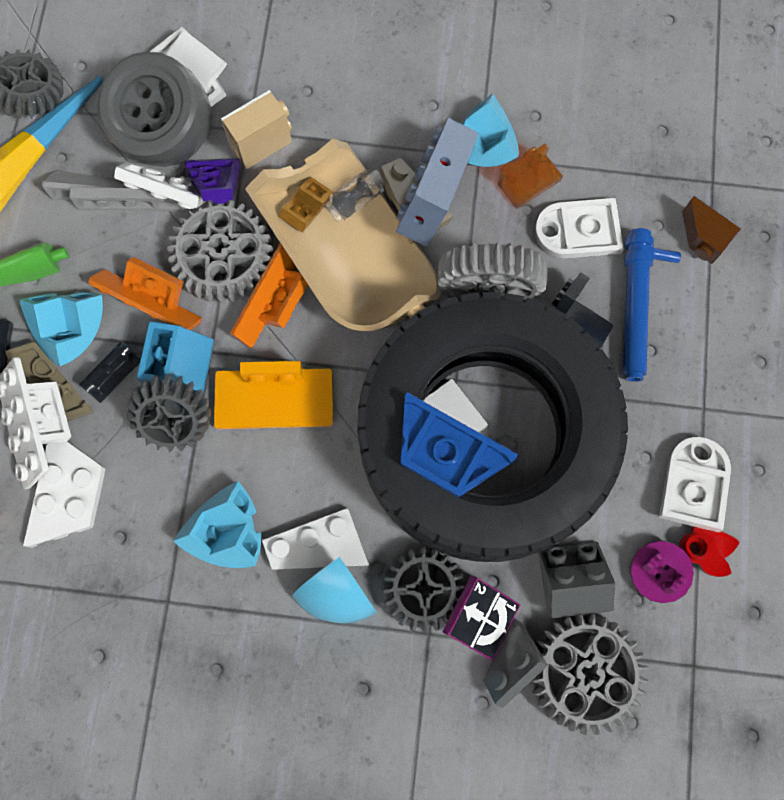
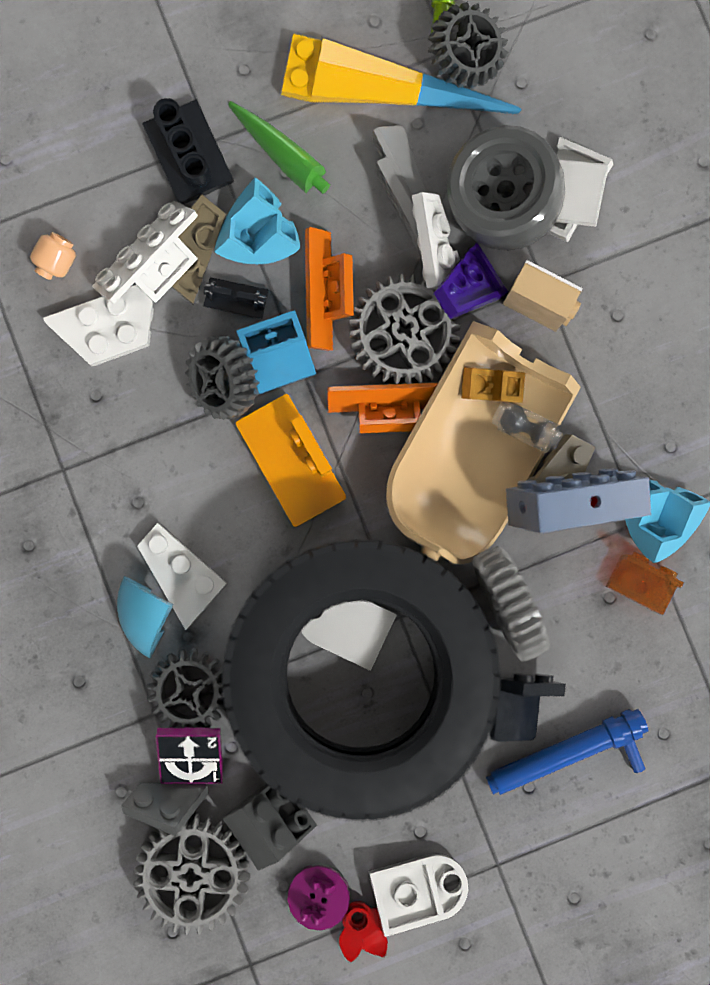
camera: 55 degrees right, 10 degrees up
(223, 530) = (147, 484): medium azure brick -> none
(448, 450) = (305, 655): blue wing -> none
(581, 229) = (618, 660): white tile -> none
(707, 230) = (680, 786): reddish brown slope -> none

